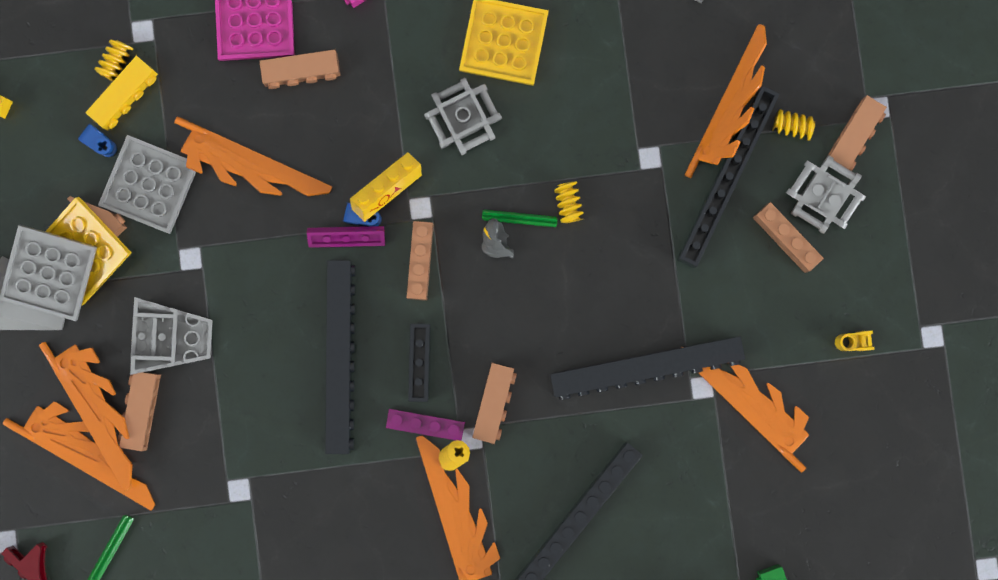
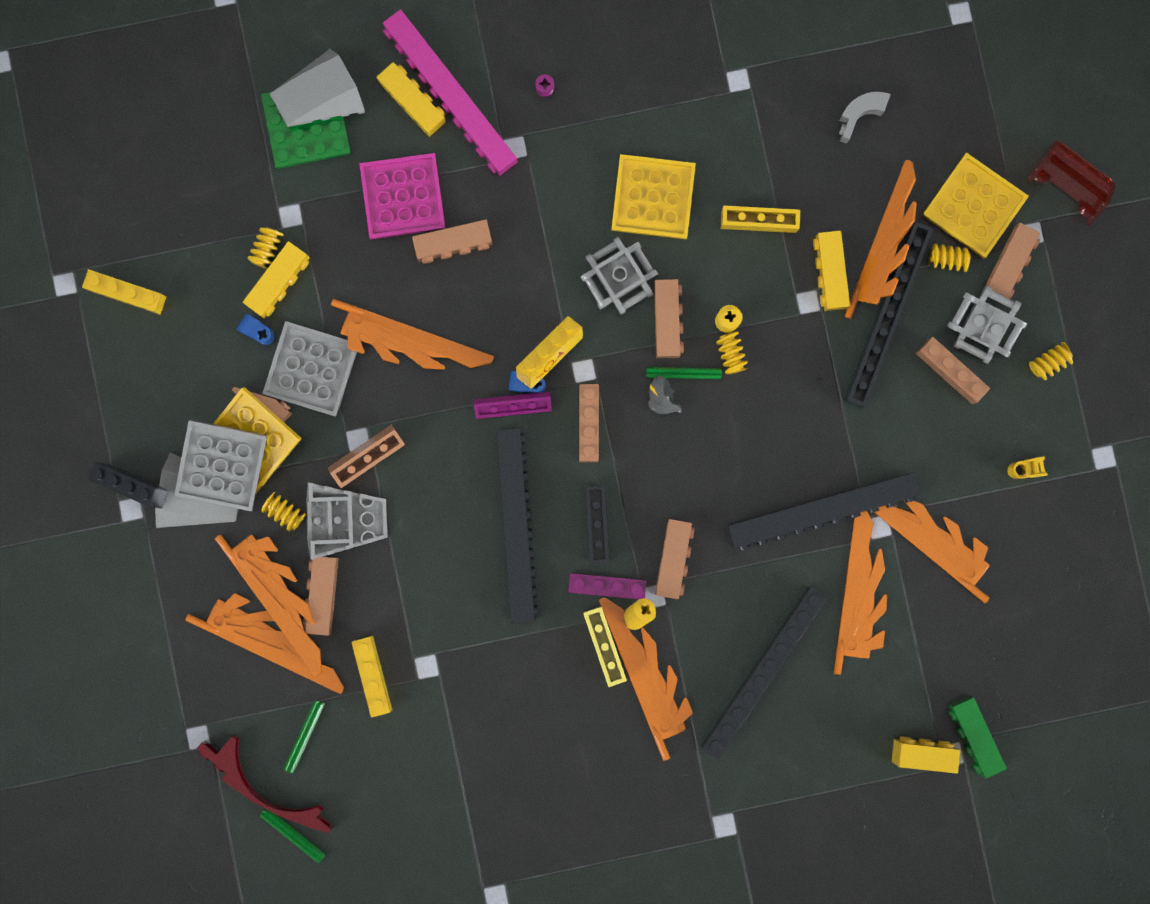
camera: 10 degrees left, 0 degrees up
(107, 325) = (282, 512): none -> yellow piece
(182, 495) = (371, 676): none -> yellow brick
(195, 275) = (366, 456): none -> nougat brick
(416, 484) = (604, 646): none -> light yellow brick
(507, 163) = (667, 318): none -> nougat brick
(572, 162) = (732, 313): none -> yellow piece
(608, 71) = (760, 219): none -> yellow brick
(675, 458) = (858, 603): none -> orange animal
(676, 128) = (832, 271): none -> yellow brick
(824, 75) = (975, 205): none -> yellow plate
(887, 236) = (1051, 361): none -> yellow piece
(927, 56) = (1075, 178): none -> clear red windscreen

